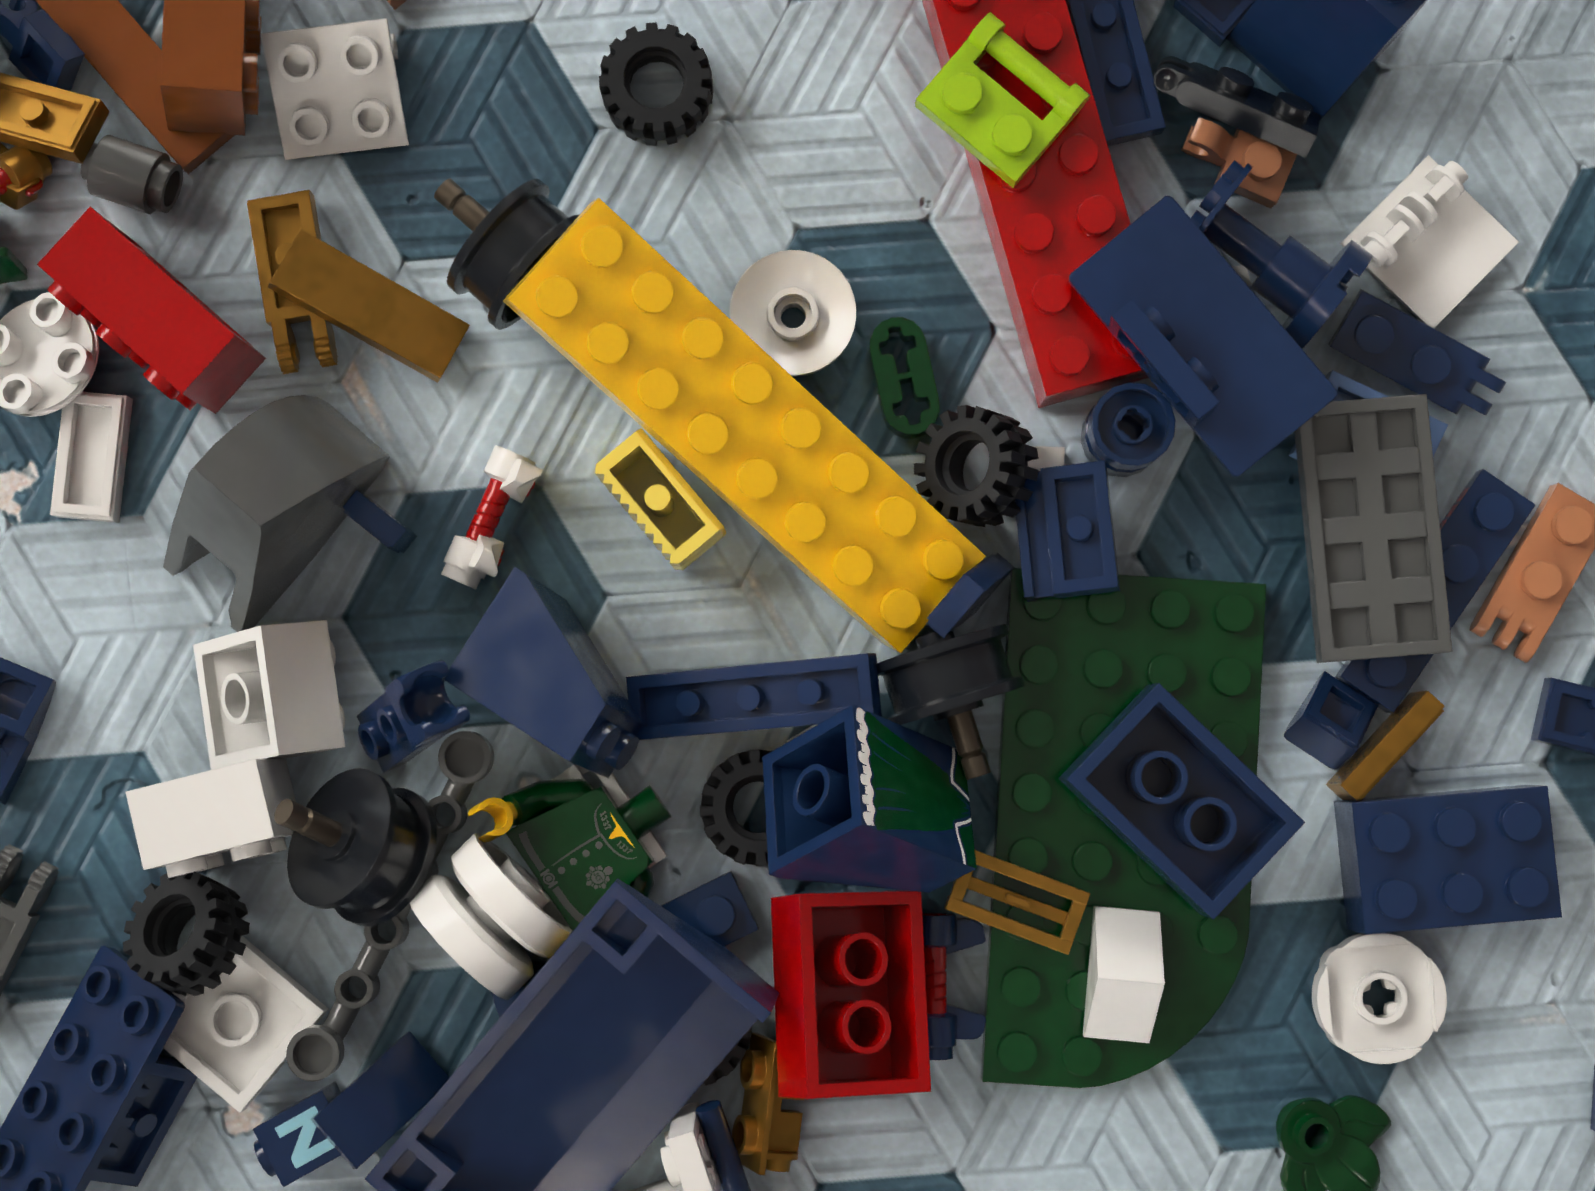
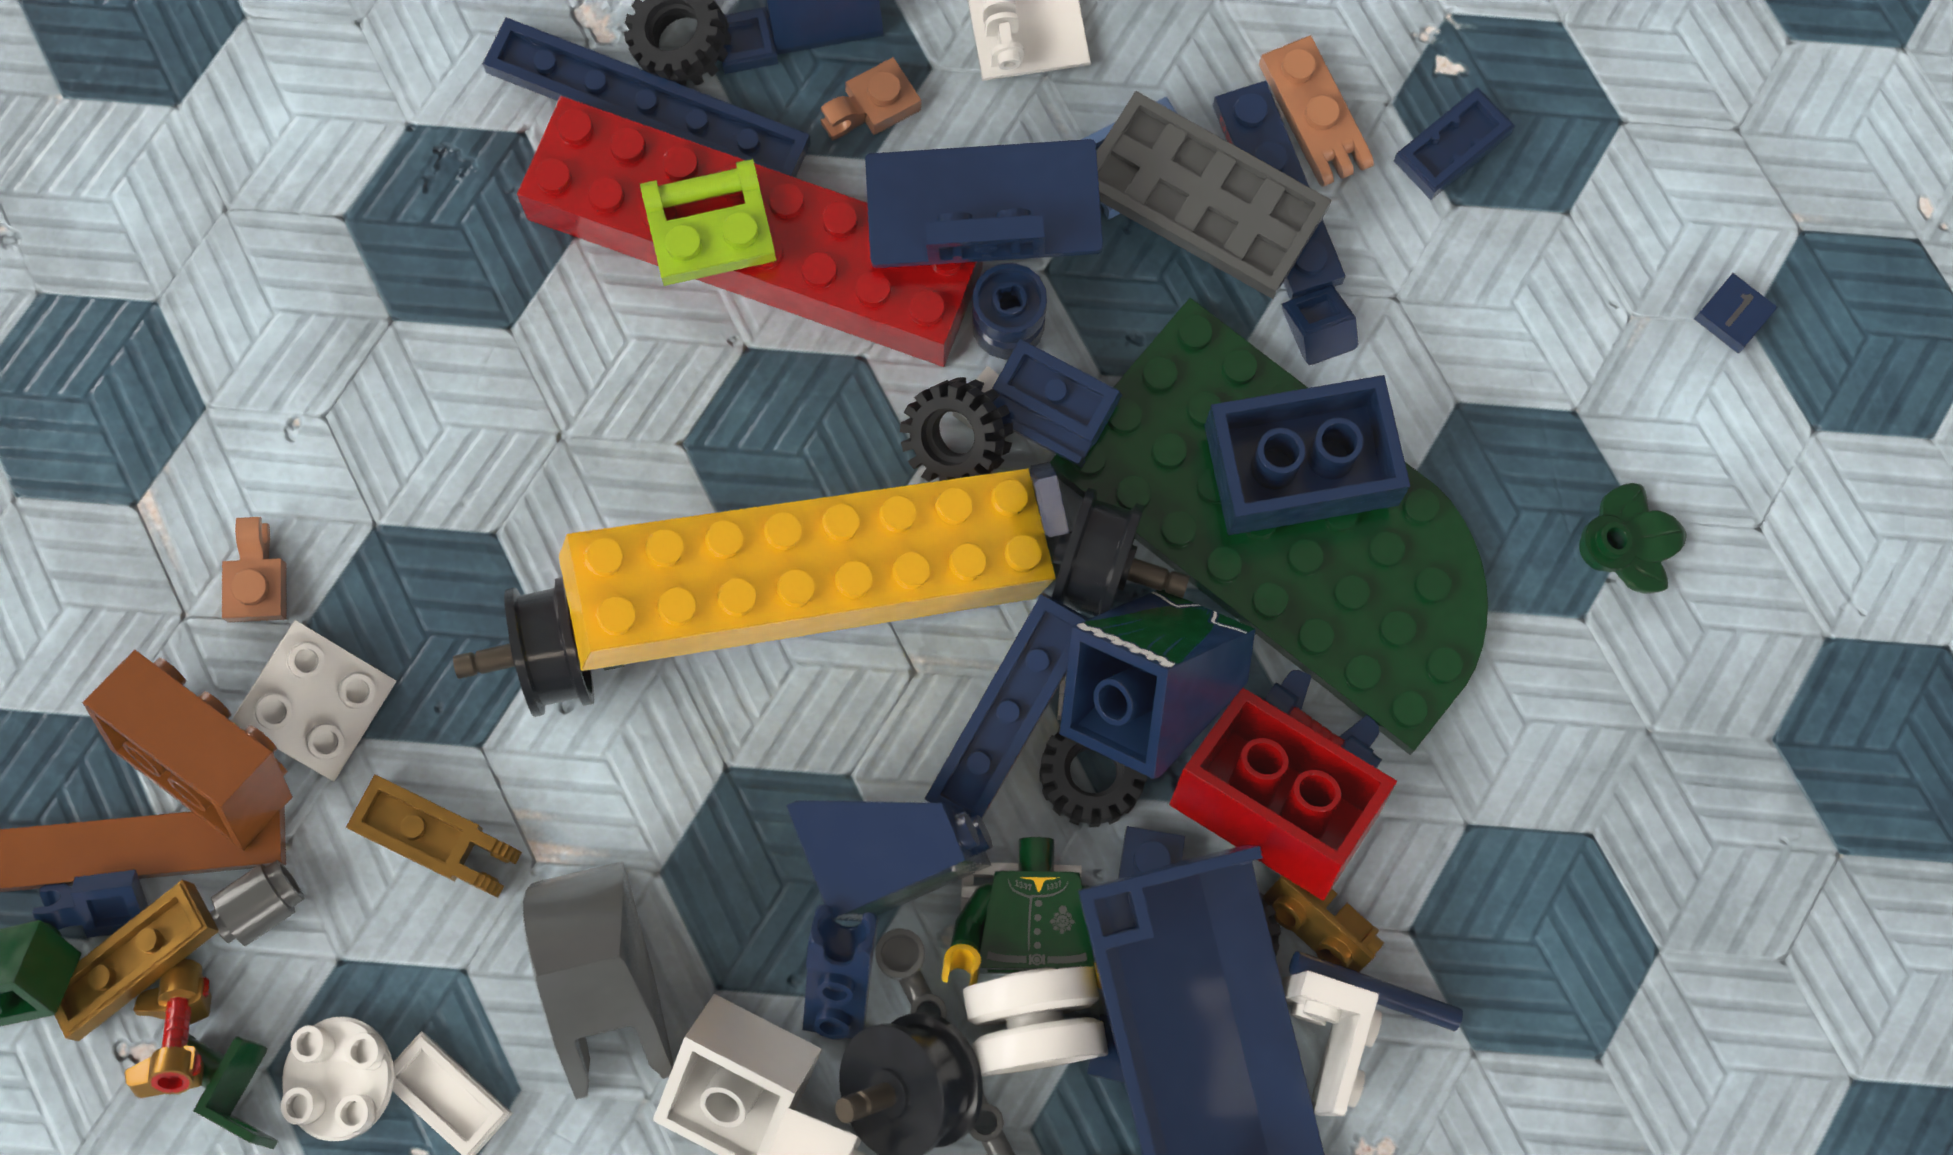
camera: 60 degrees left, 10 degrees down
(148, 314) = (376, 957): red brick -> none
(368, 305) = (498, 791): pearl gold tile -> none
(379, 522) = (668, 902): dark blue tile -> none
(478, 552) = (747, 844): white piece -> none
(650, 47) = (478, 437): black tyre -> none
(659, 500) = (811, 676): light yellow brick -> none
(800, 282) = (739, 459): white dish -> none
(919, 376) = (856, 431): dark green beam -> none
(1069, 920) = (1339, 600): pearl gold tile -> none
(1124, 974) = (1406, 588): white slope -> none
(1234, 100) = (826, 76): black hinge -> none
(1286, 273) = (982, 120): dark blue piece -> none
(1386, 746) = (1366, 296): pearl gold tile -> none
(1407, 1021) = (1549, 460): white plate -> none
(1414, 354) = (1097, 86): dark blue hinge -> none
(1447, 859) = (1476, 311): dark blue brick -> none

